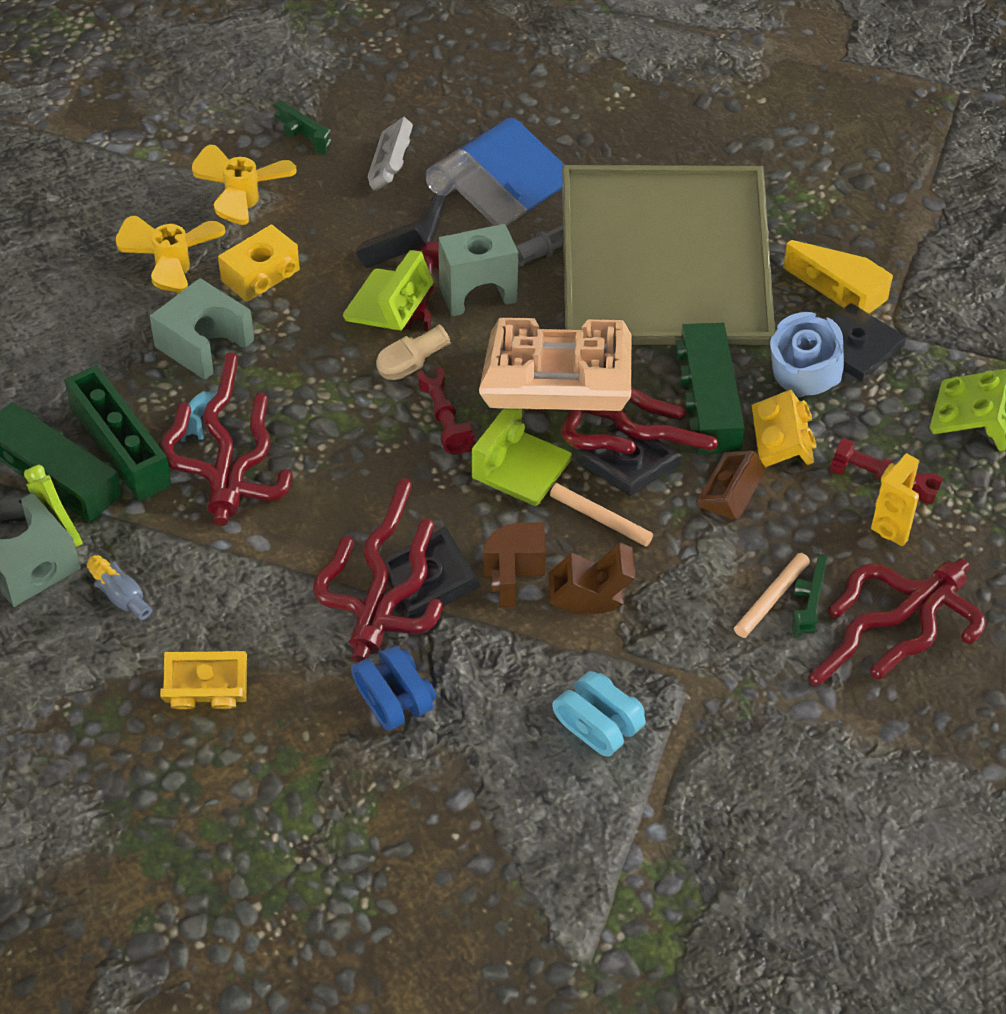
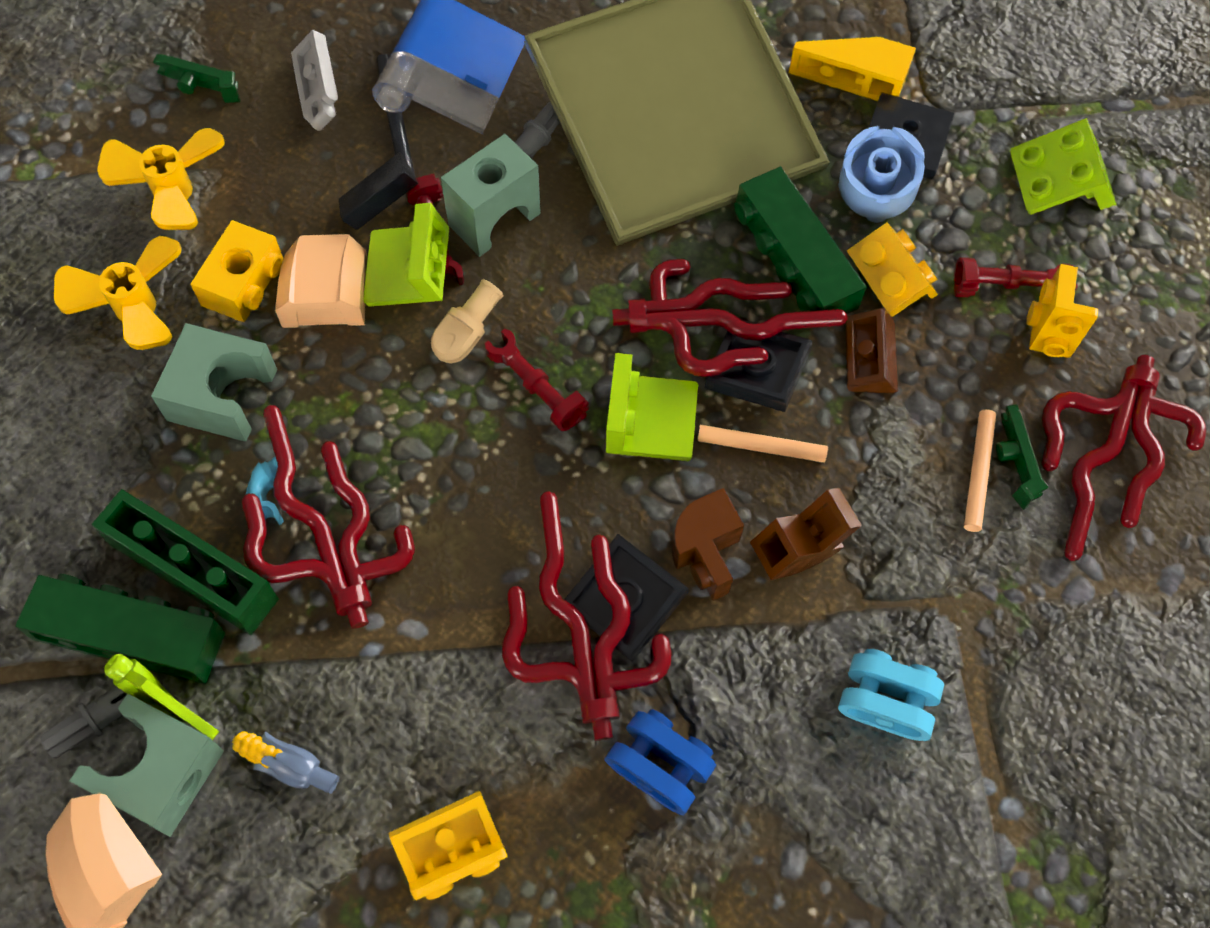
camera: 25 degrees left, 15 degrees up
(317, 292) = (322, 282): none -> light nougat slope
(557, 367) = (647, 290): light nougat piece -> none

